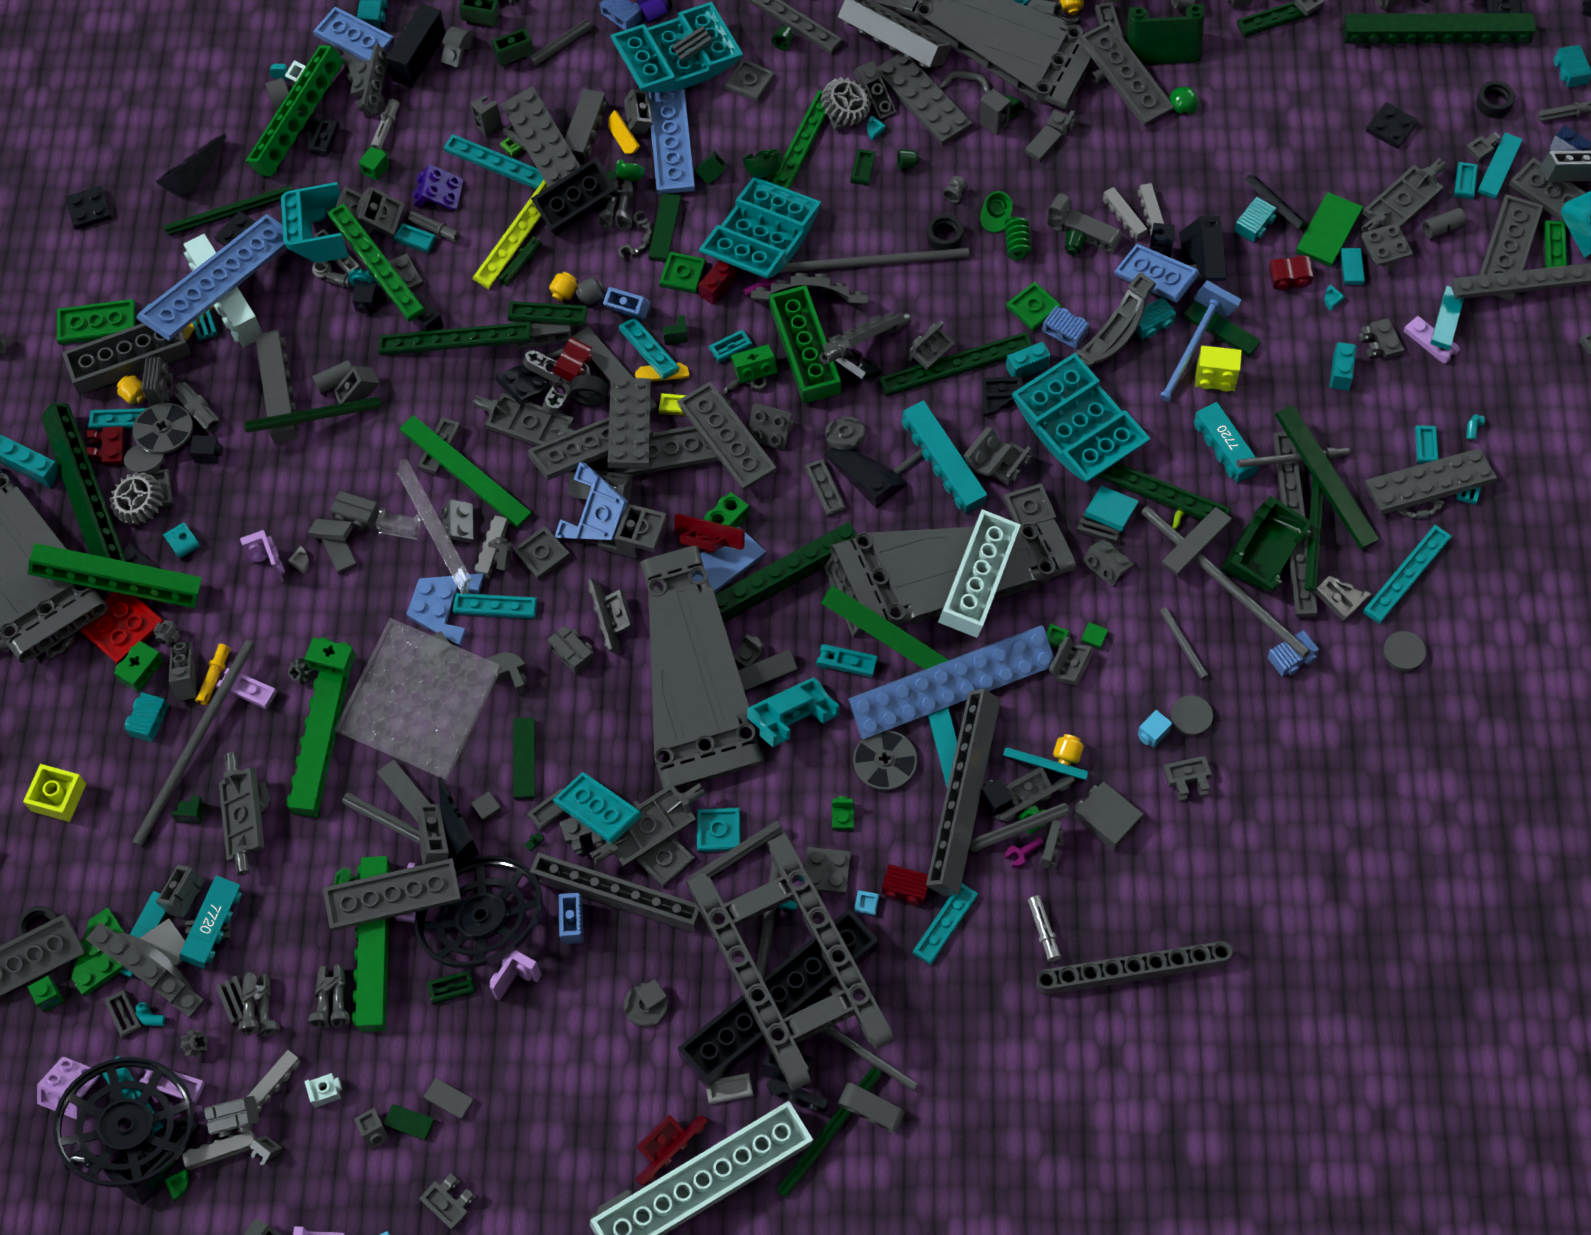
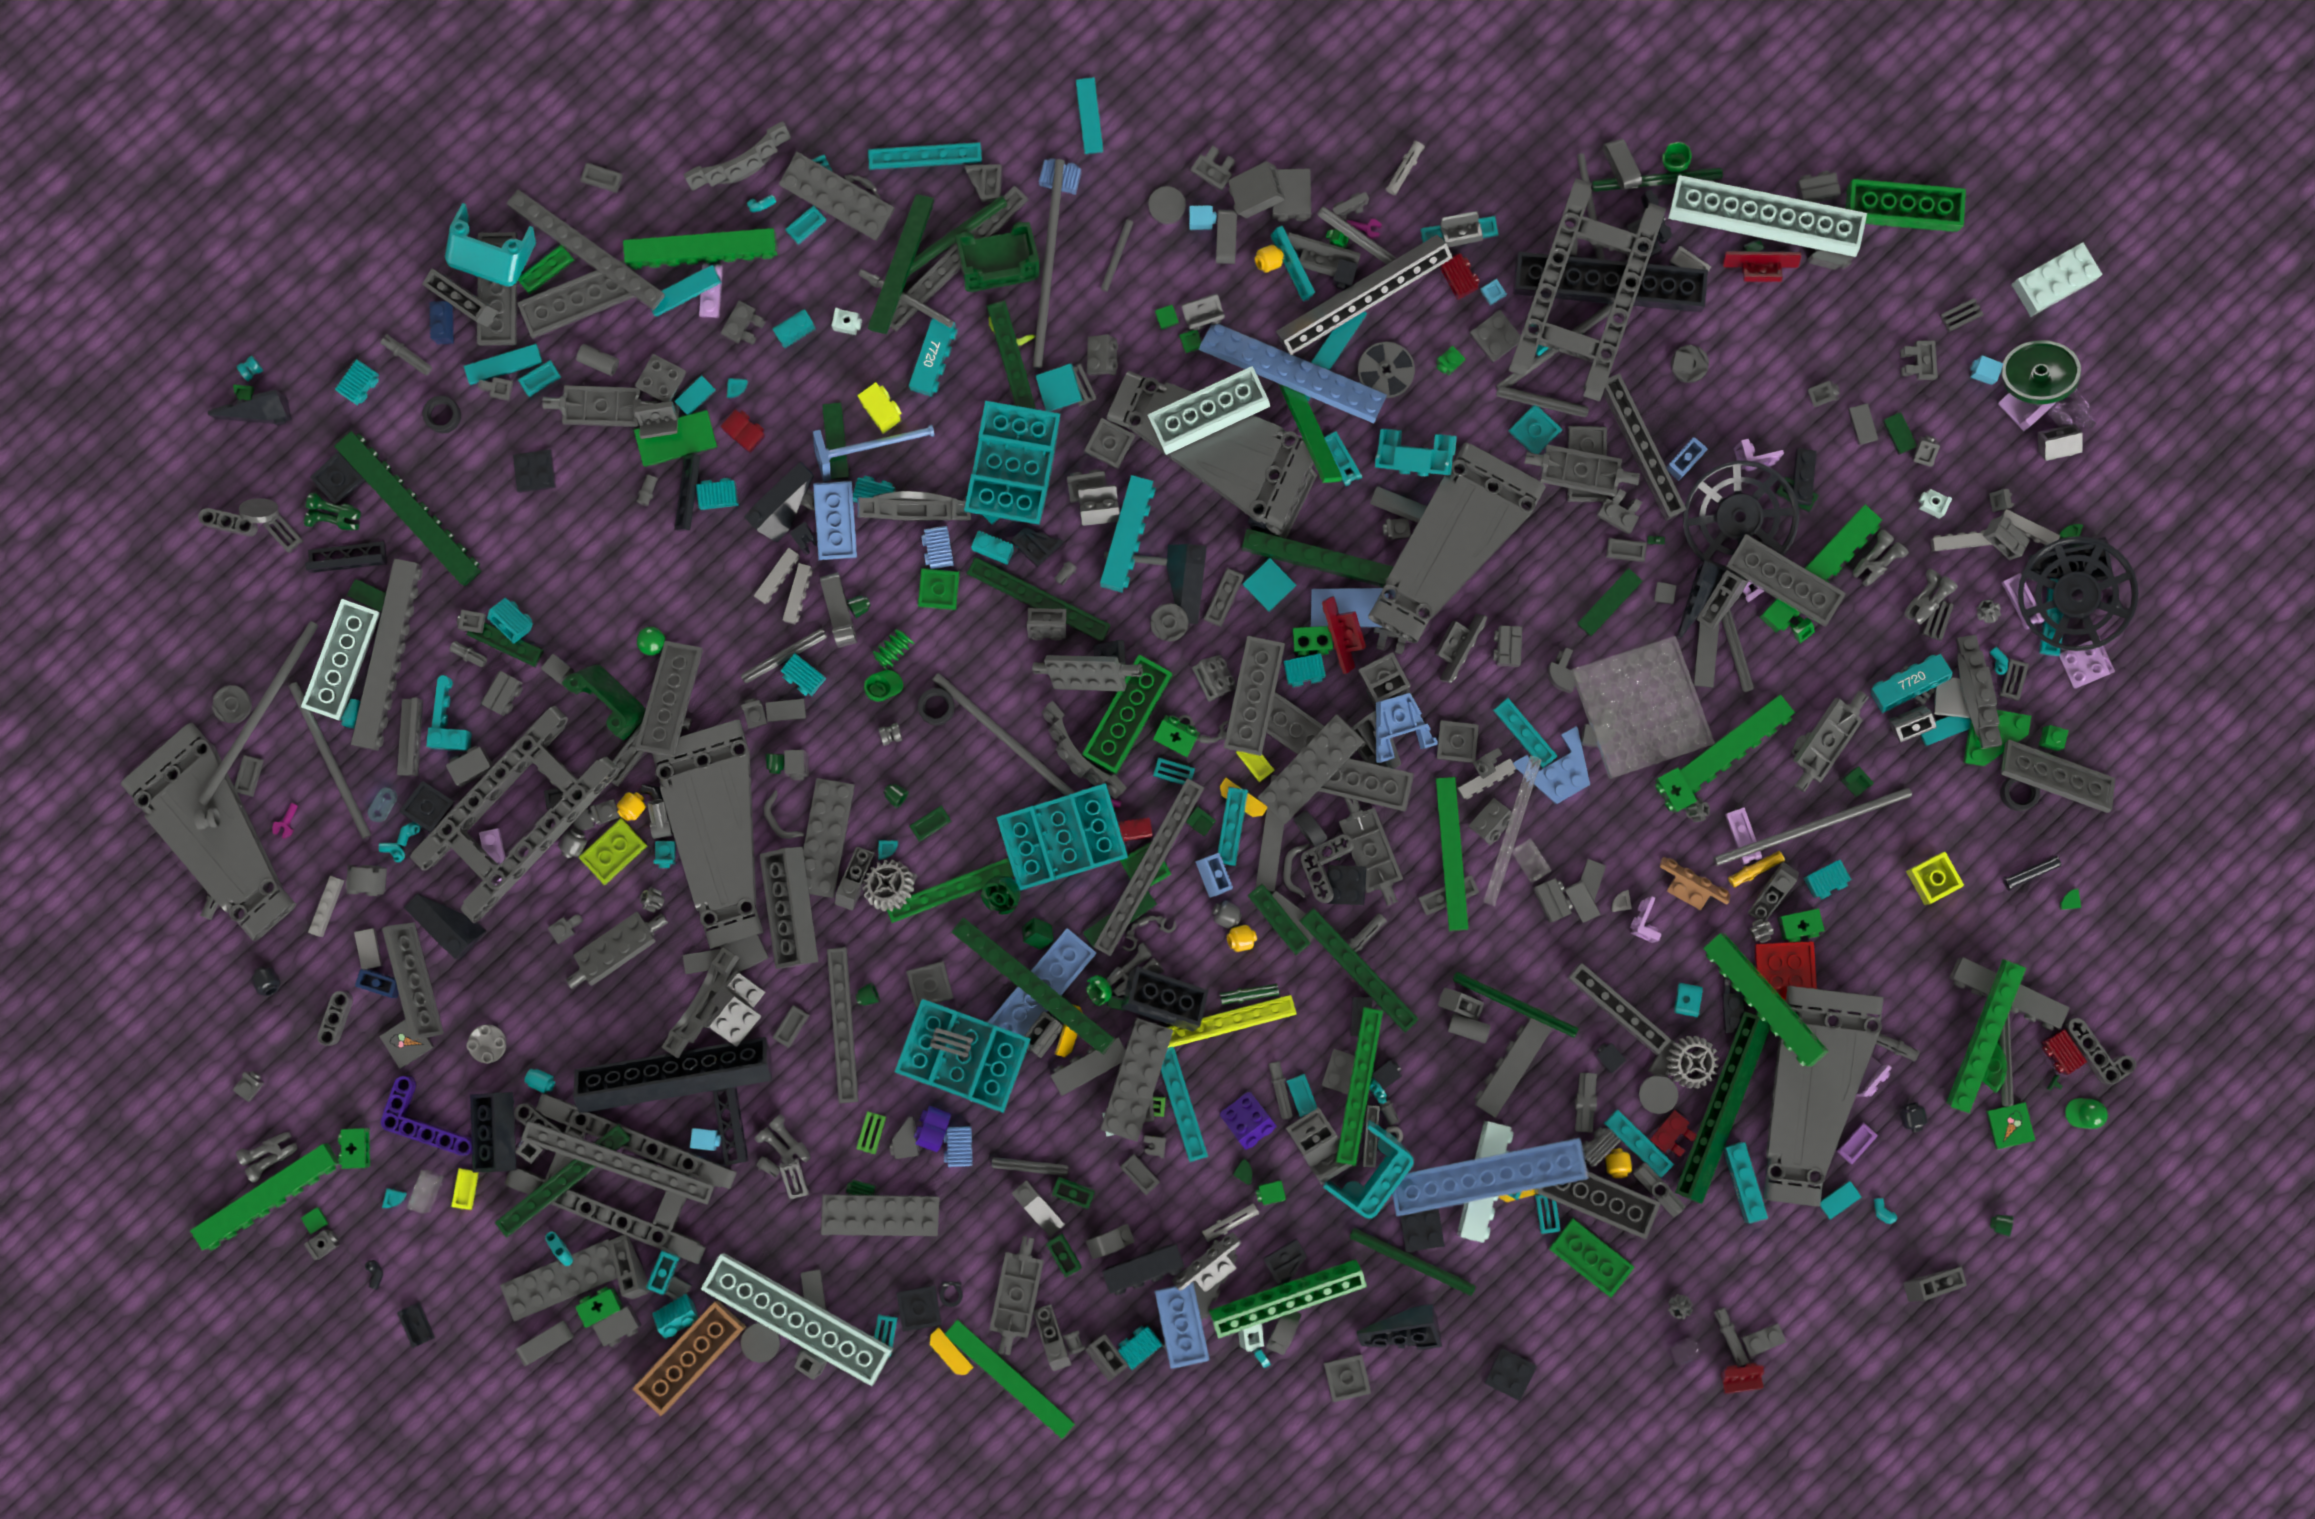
camera: 135 degrees left, 20 degrees up
(85, 399) = (1667, 1198): none -> dark grey piece
(156, 441) = (1640, 1108): dark grey piece -> none
(206, 111) = (1347, 1378): none -> dark grey tile
(230, 482) = (1618, 1008): none -> dark grey brick
(254, 618) = (1691, 887): none -> medium nougat bracket
(407, 161) = (1244, 1172): none -> dark green tile
(458, 1002) = (1804, 475): none -> black plate
(469, 96) = (1139, 1174): none -> dark grey tile
(476, 358) = (1367, 932): none -> dark grey pin
(506, 1089) = (1824, 393): none -> dark grey bracket
(537, 21) = (1038, 1208): none -> dark grey slope
(573, 359) = (1298, 863): dark red brick -> none
(597, 808) = (1602, 511): teal tile -> none
(676, 127) = (1033, 986): none -> dark green brick
(679, 269) = (1149, 867): none -> dark grey plate
(688, 1154) = (1755, 246): none -> dark green piece
(709, 491) = (1303, 670): none -> teal brick
(800, 525) = (1269, 585): none -> teal tile
(832, 1162) = (1676, 157): none -> green hair
(943, 917) = (1461, 229): none -> dark grey bracket
(958, 399) = (1065, 573): none -> dark grey pin
(1058, 170) = (803, 675): none -> teal brick
(1085, 171) = (783, 656): none -> dark grey axle
(1119, 735) = (1226, 237): none -> dark grey beam
(1136, 784) = (1256, 190): none -> dark grey brick
(1142, 961) = (1376, 82): dark grey beam -> none
(1196, 541) = (1036, 304): dark grey tile -> none
(1219, 30) = (557, 668): none -> dark grey brick
(1287, 26) = (510, 620): none -> teal brick
(1303, 178) = (645, 493): none -> dark grey pin
(1315, 406) = (851, 327): none -> light aqua brick
(1328, 723) = (1089, 115): none -> teal tile
(1352, 218) = (657, 419): none -> dark grey bracket
(1404, 651) = (988, 110): dark grey tile -> none
(1474, 356) = (700, 247): none -> green brick
(1518, 438) = (743, 165): none -> dark grey piece

